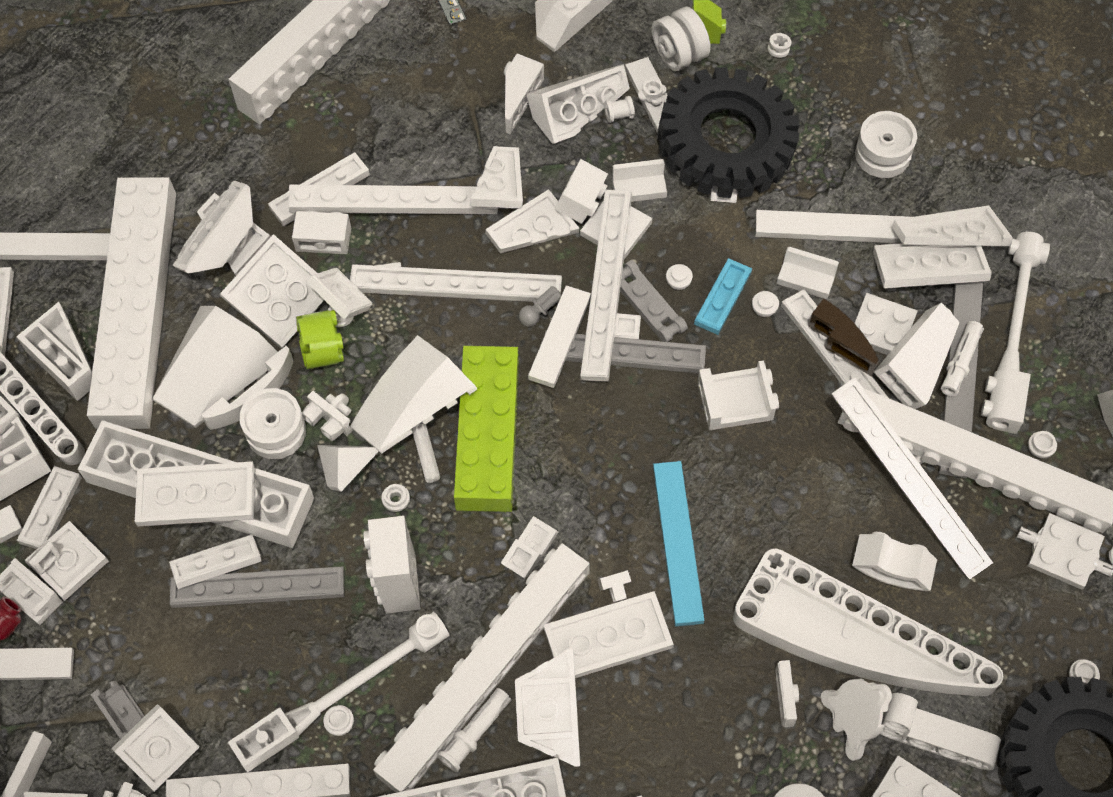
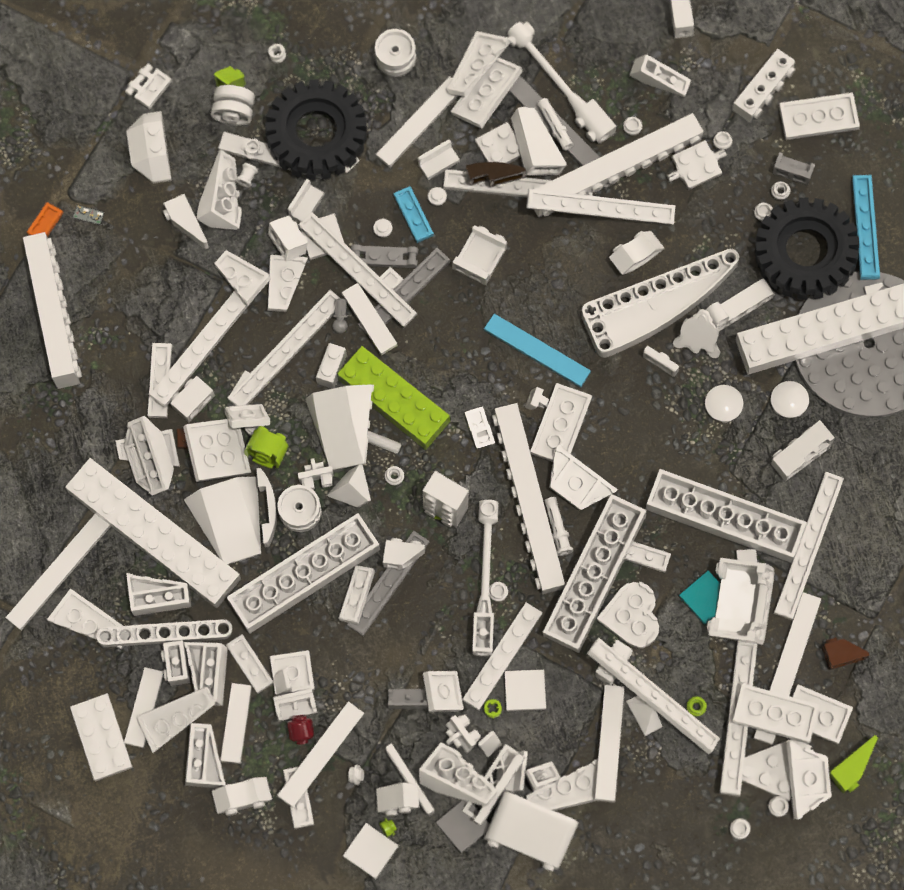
camera: 50 degrees left, 10 degrees up
(194, 494) = (317, 574): white plate -> none
(297, 572) = (401, 554): none -> white slope
(473, 332) = (331, 365): none -> white brick

